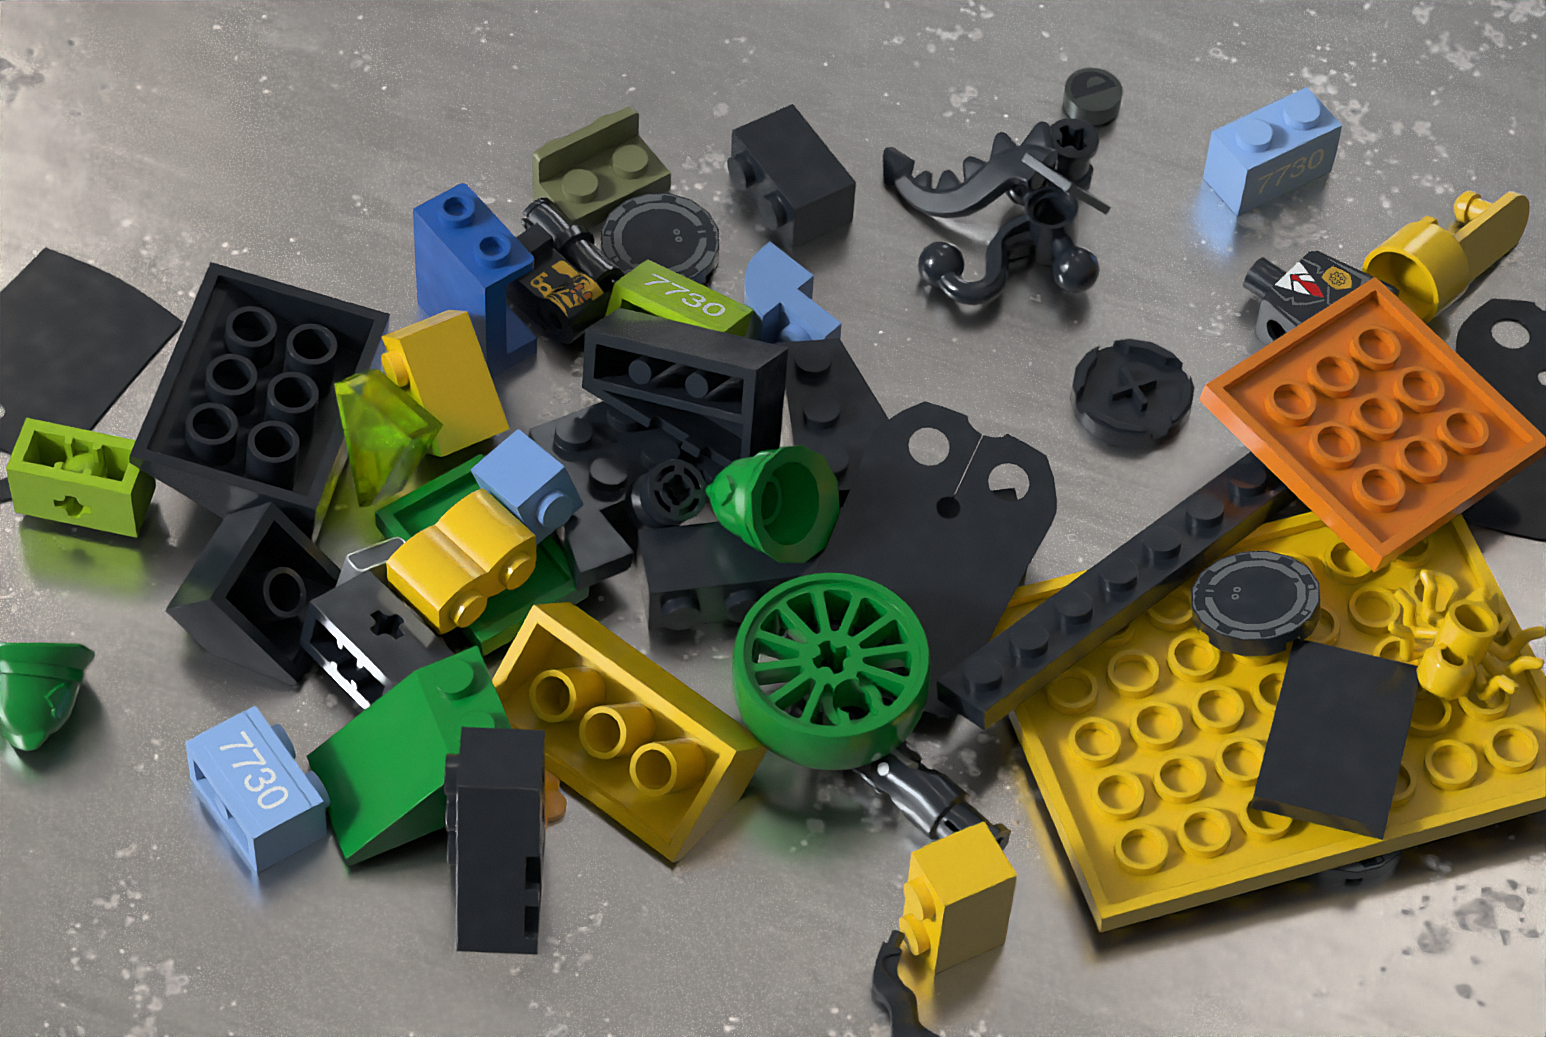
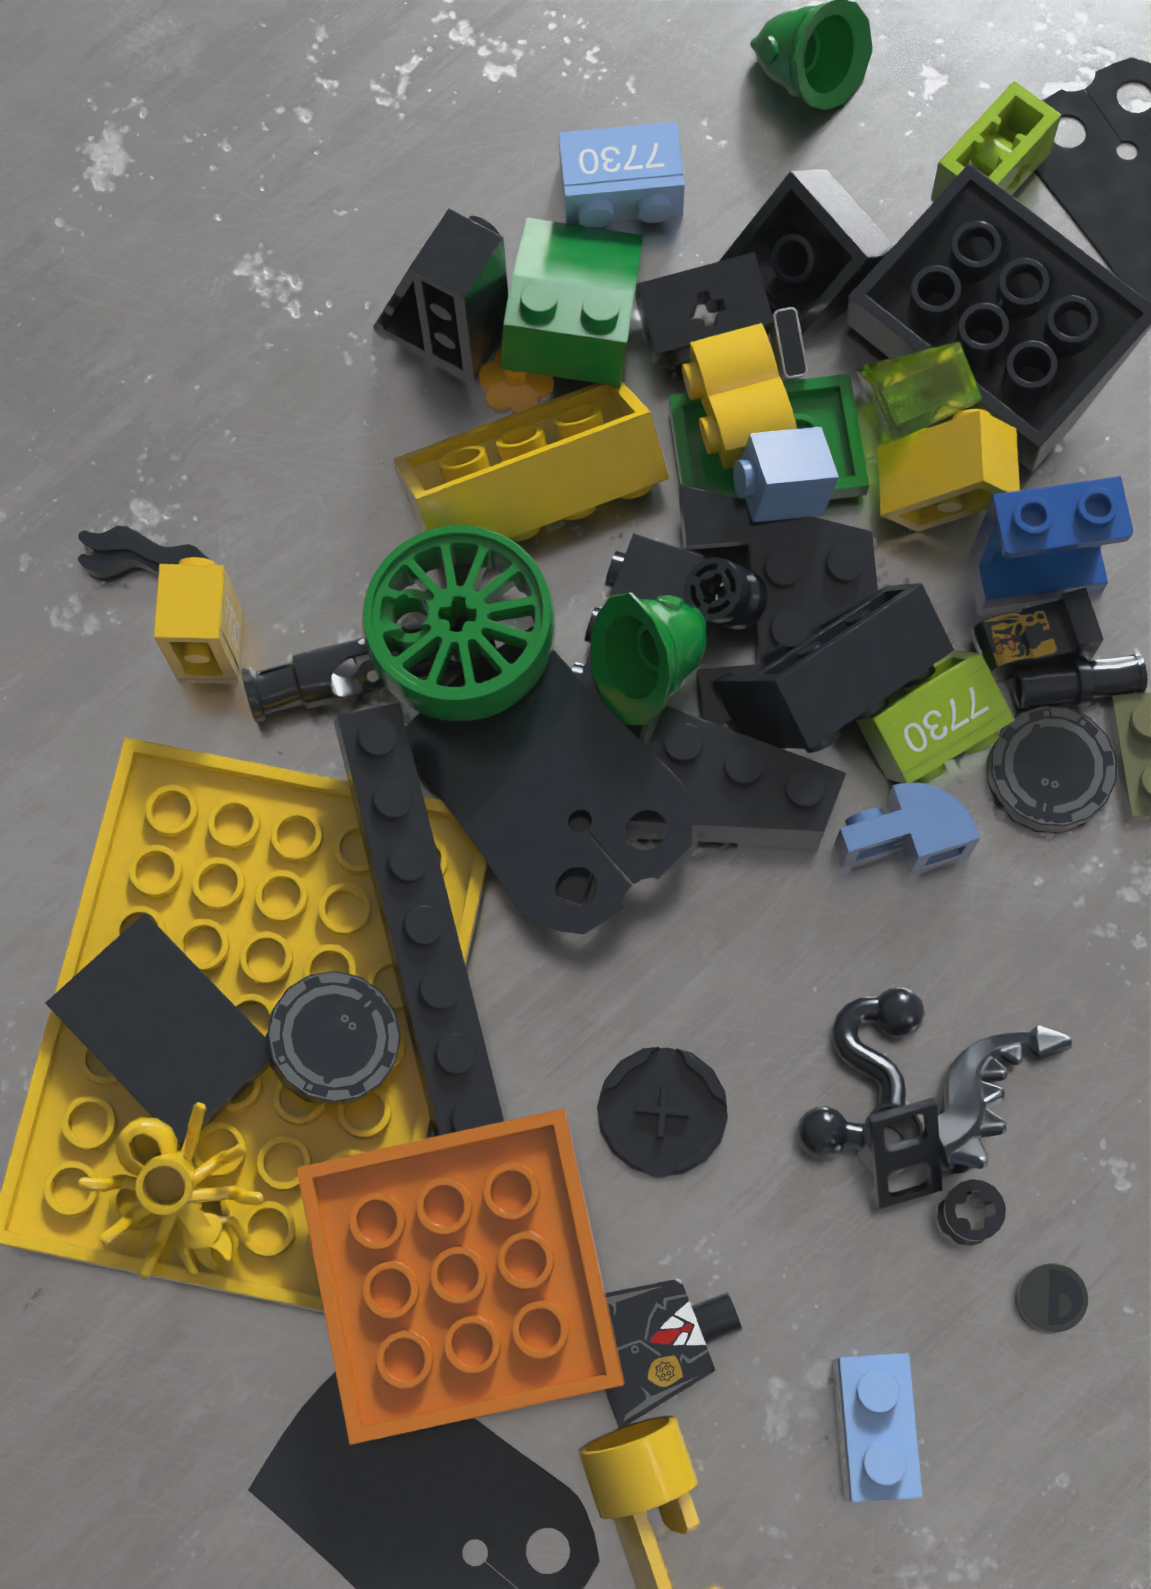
camera: 125 degrees right, 20 degrees up
(791, 176) = (1073, 921): black brick -> none

